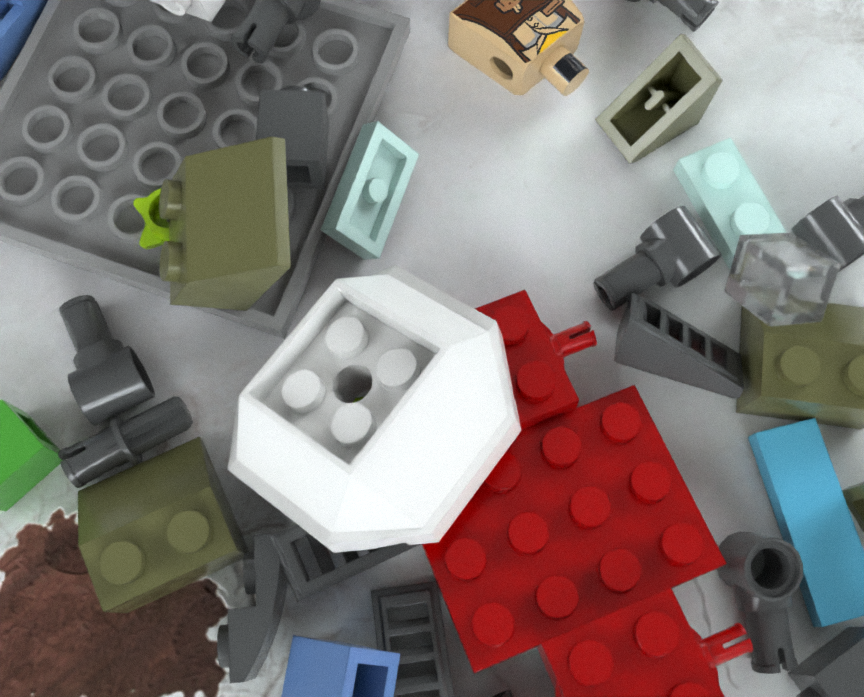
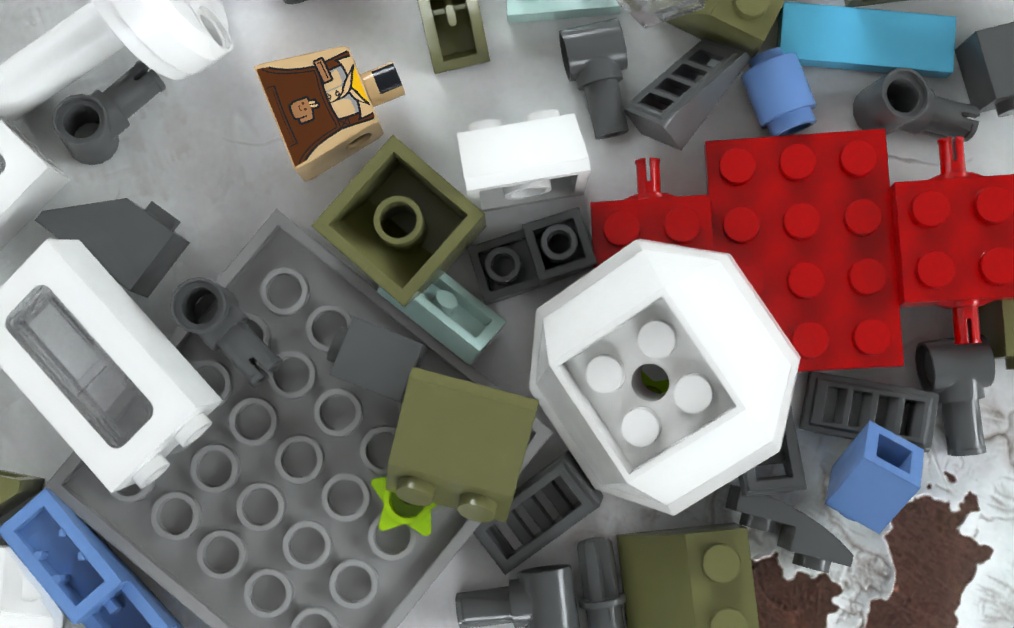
camera: 65 degrees left, 10 degrees up
(228, 372) = (550, 529): none -> dark grey slope
(434, 120) = (401, 222): none -> olive slope
(449, 255) = (532, 256): none -> dark grey slope
(536, 210) = (524, 160): none -> white slope
(717, 443) = (779, 92): none -> medium blue brick

